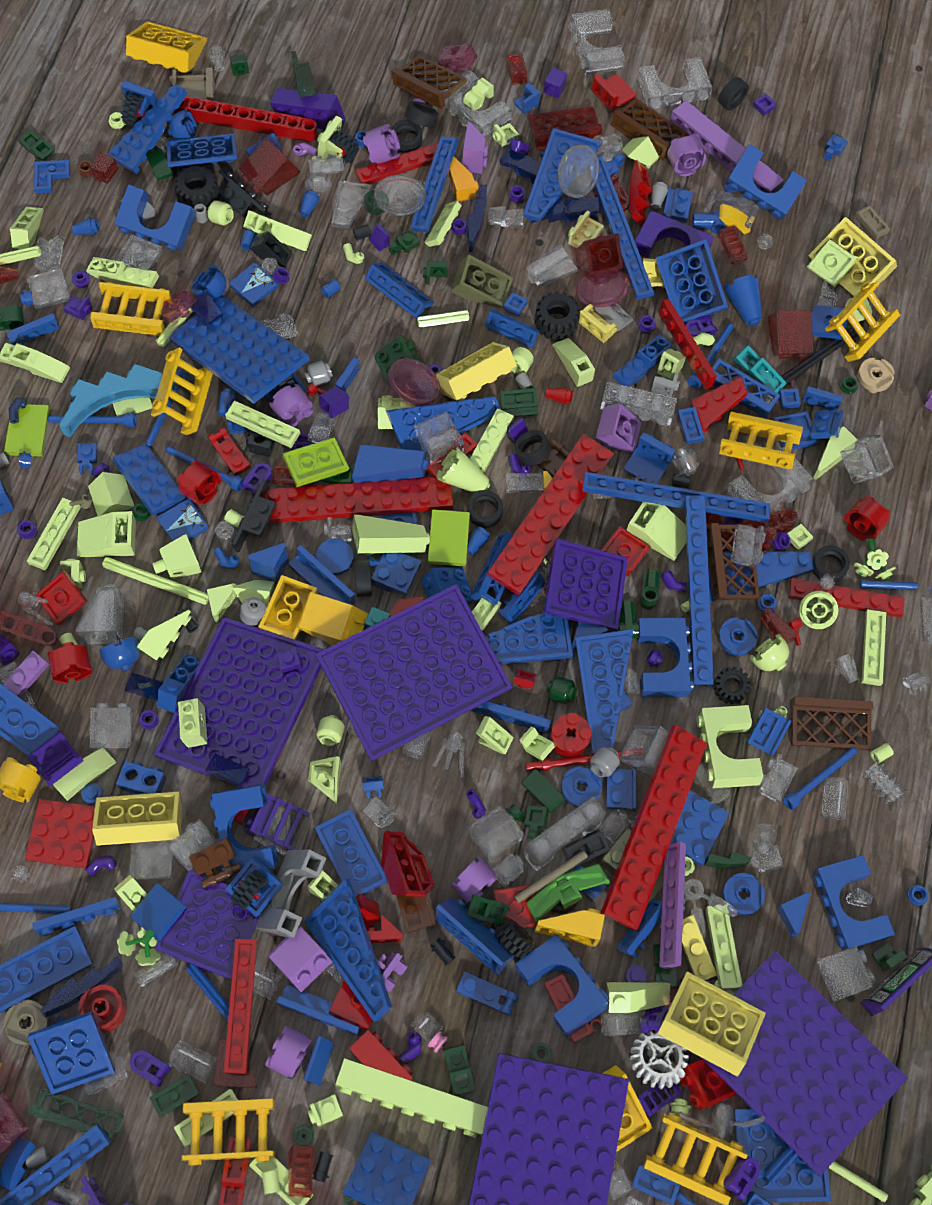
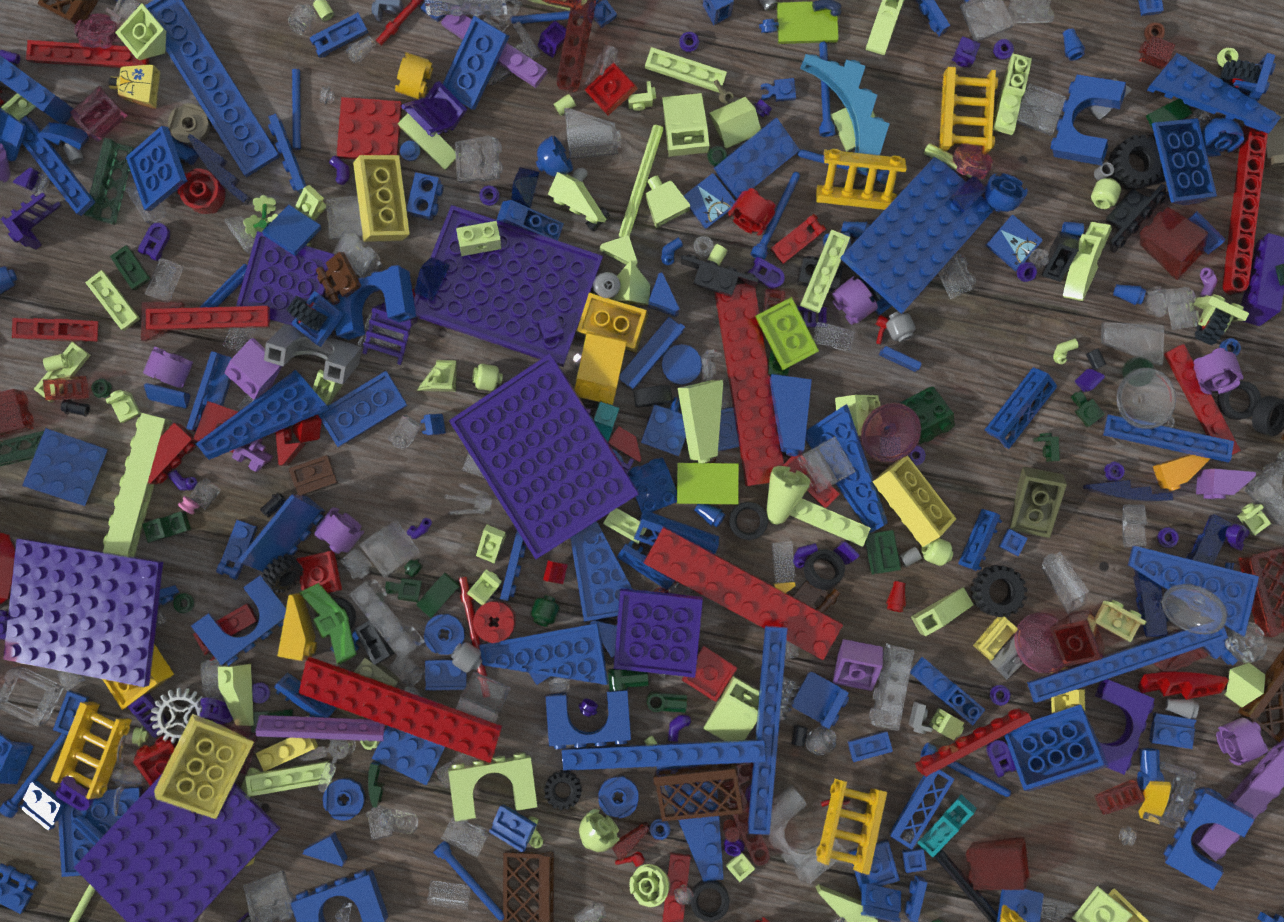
camera: 85 degrees right, 20 degrees up
(70, 663) = (539, 108): red brick -> none
(218, 1111) = (113, 308): yellow fence -> none
(330, 288) = (1015, 329): blue hinge -> none
(334, 401) = (865, 347): dark purple brick -> none
(405, 866) = (346, 464): red wedge -> none
(443, 224) = (1116, 452): yellowish green plate -> none
(443, 318) = (987, 460): yellowish green axle -> none
(487, 909) = (308, 545): dark green slope -> none
(551, 876) = (343, 606): dark tan bar -> none
(704, 339) = (984, 761): yellowish green arm -> none
(718, 401) = (899, 778): red wing -> none
(746, 298) = (1039, 812): blue cone -> none
(748, 545) = (716, 809): clear bracket -> none

